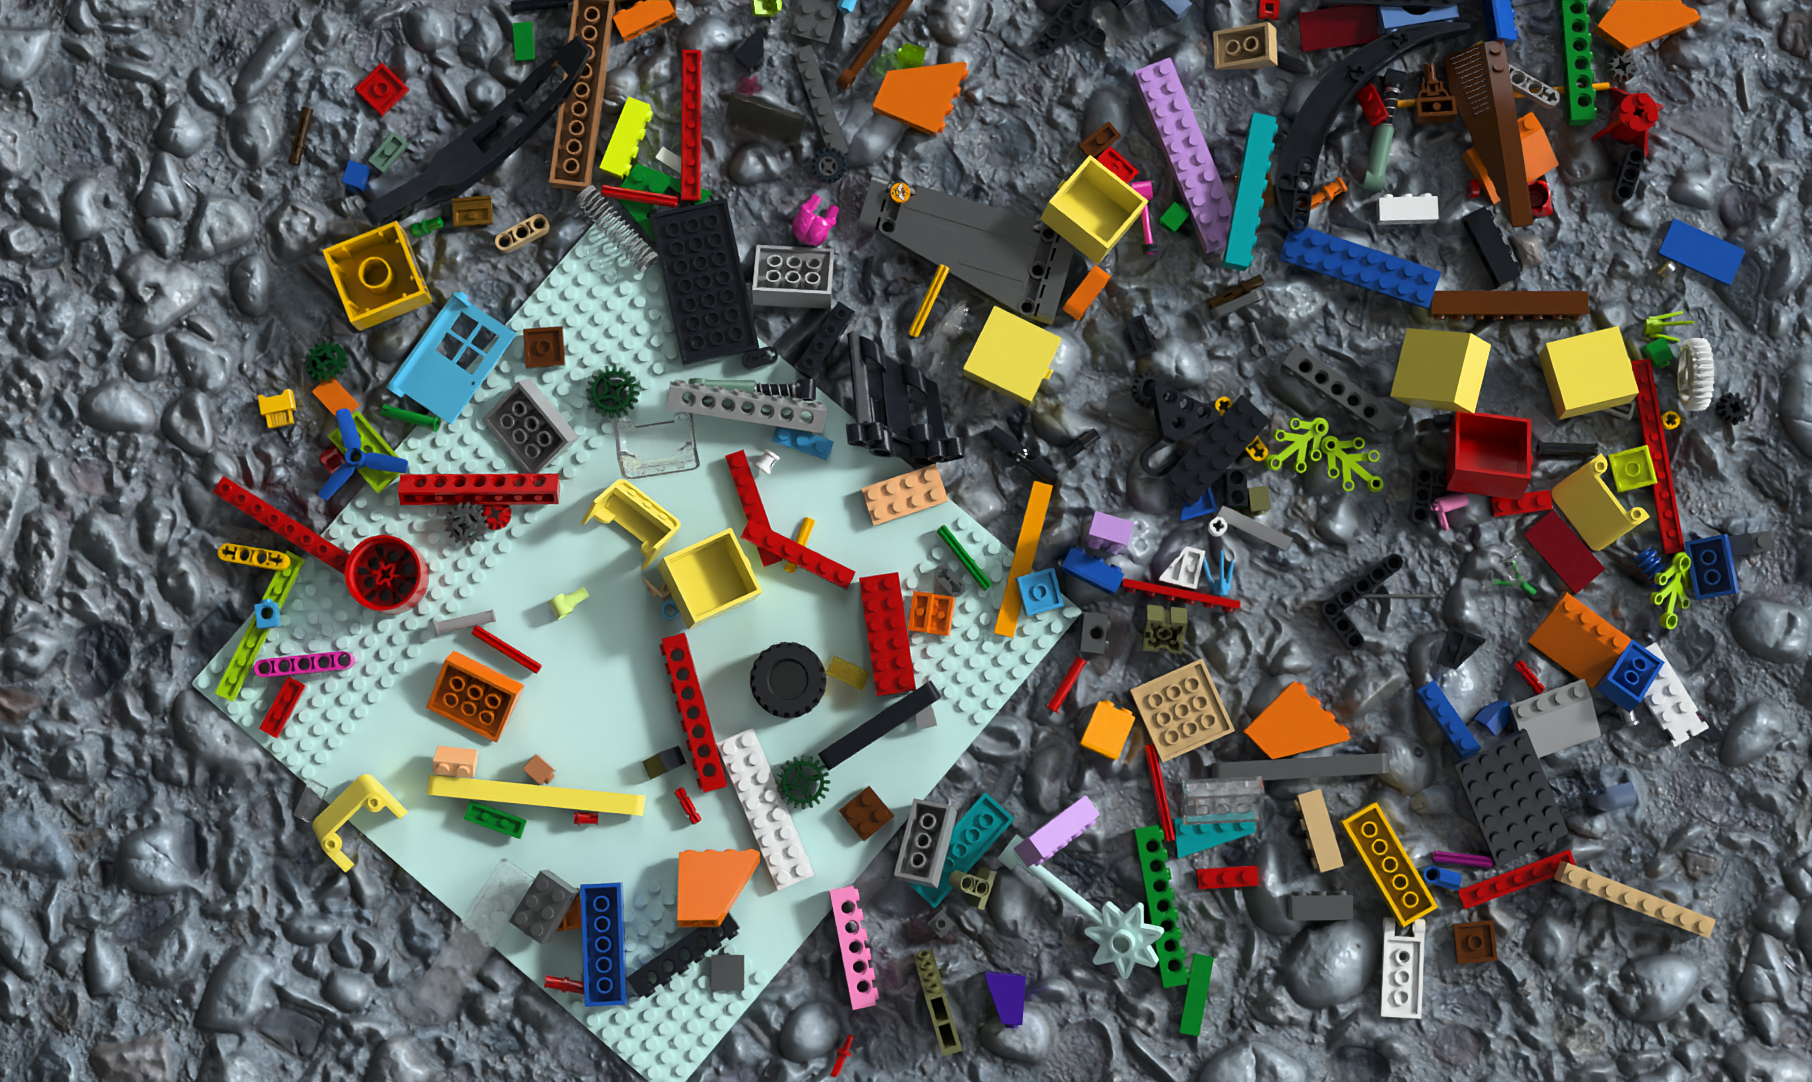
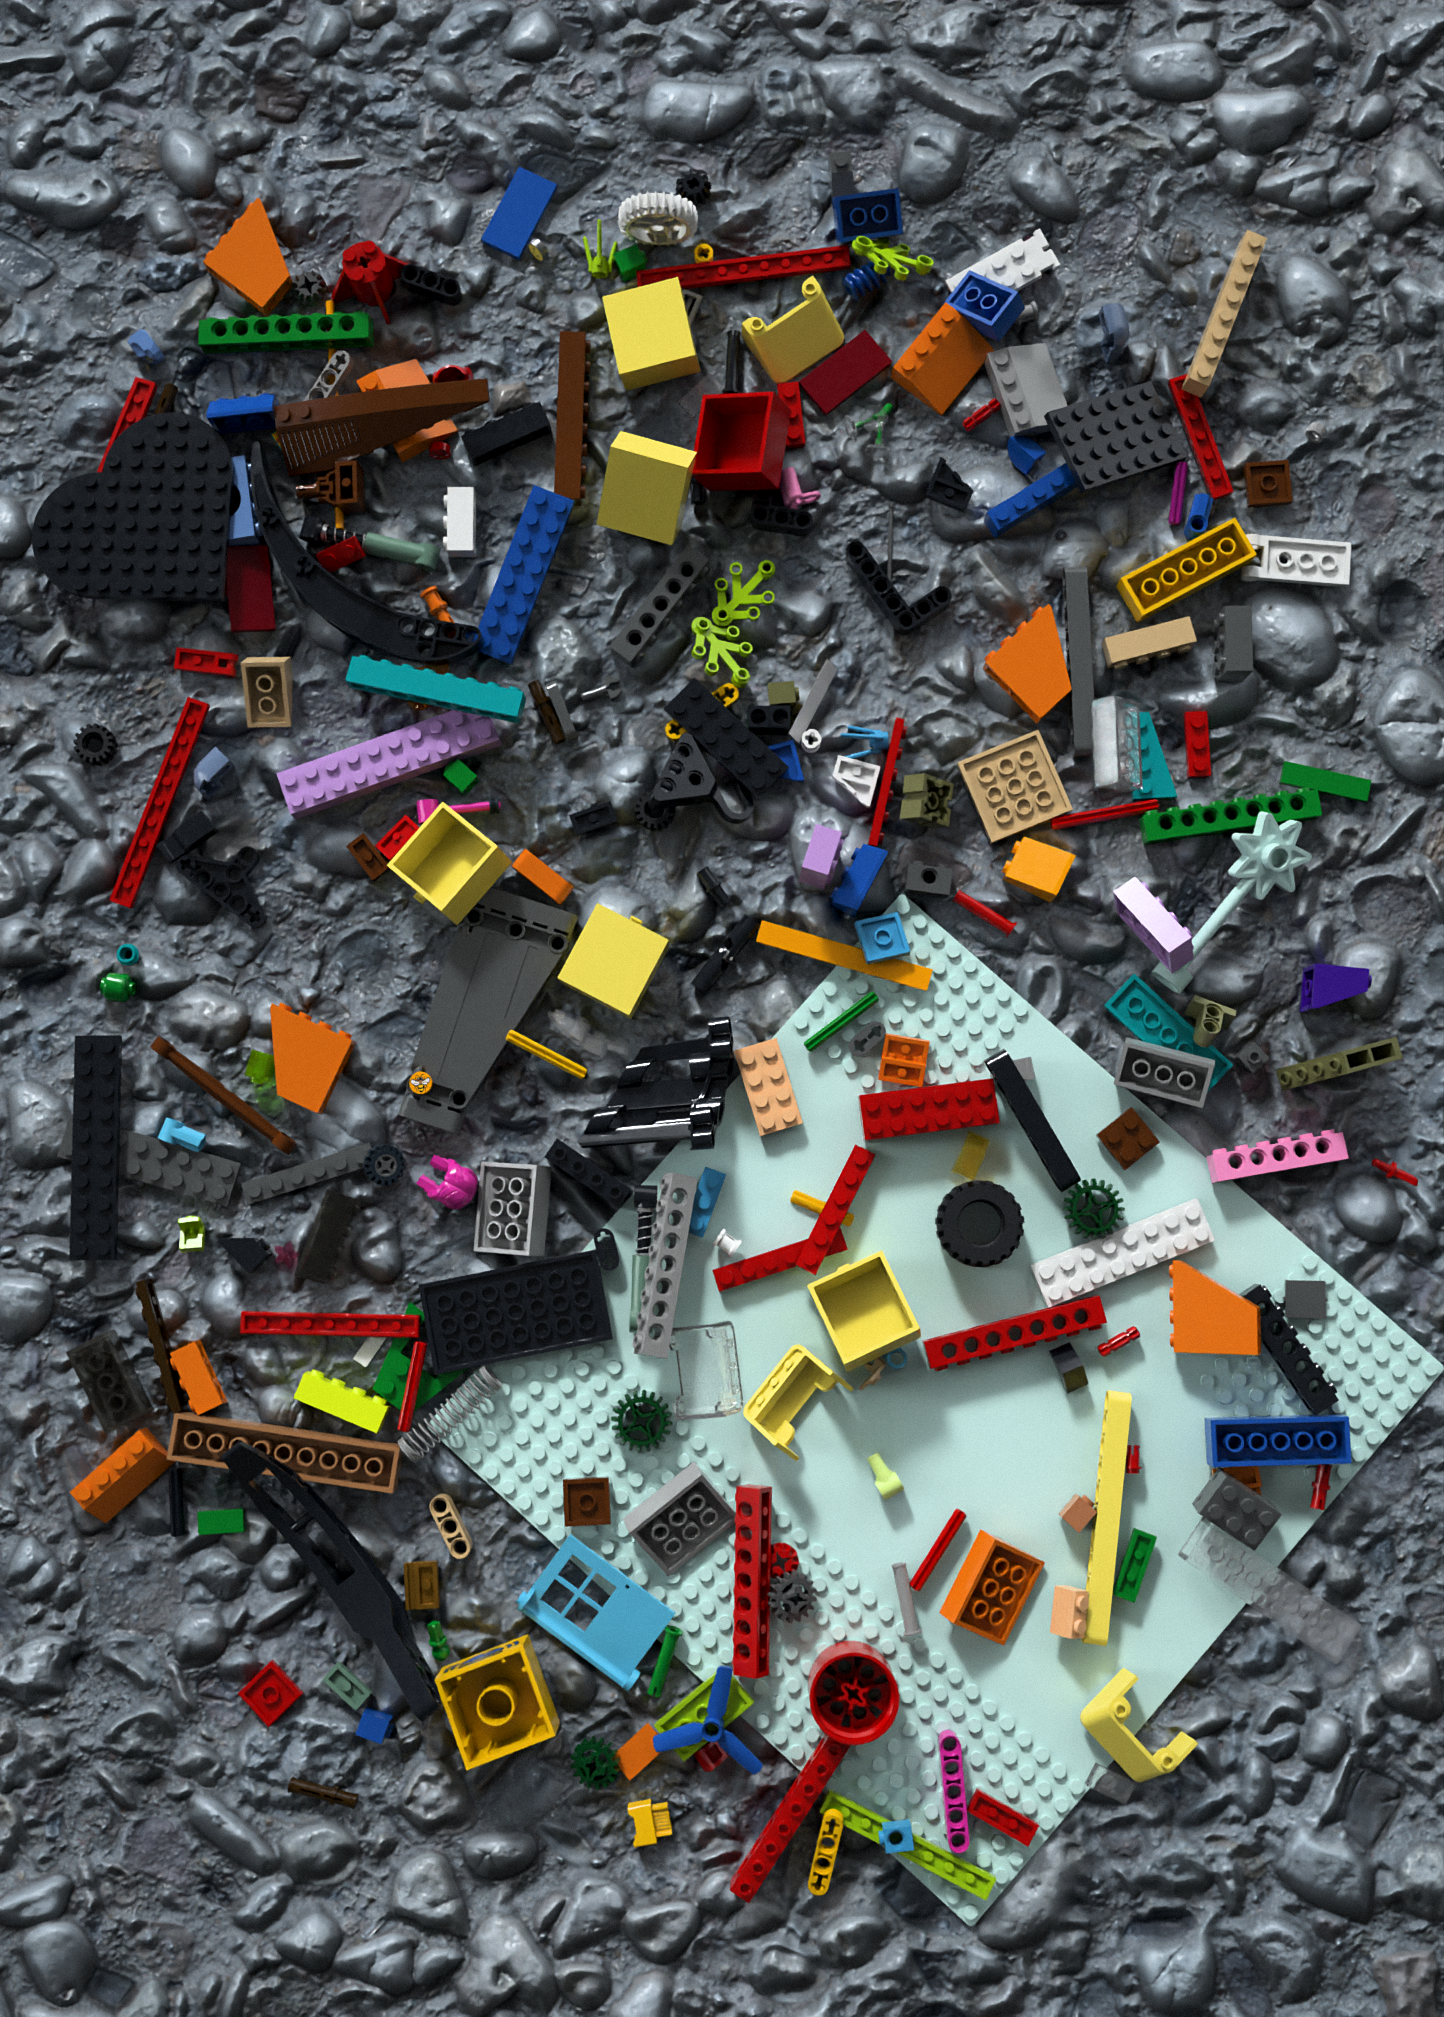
camera: 85 degrees left, 0 degrees up
(1632, 469) = (756, 295): neon yellow tile -> none

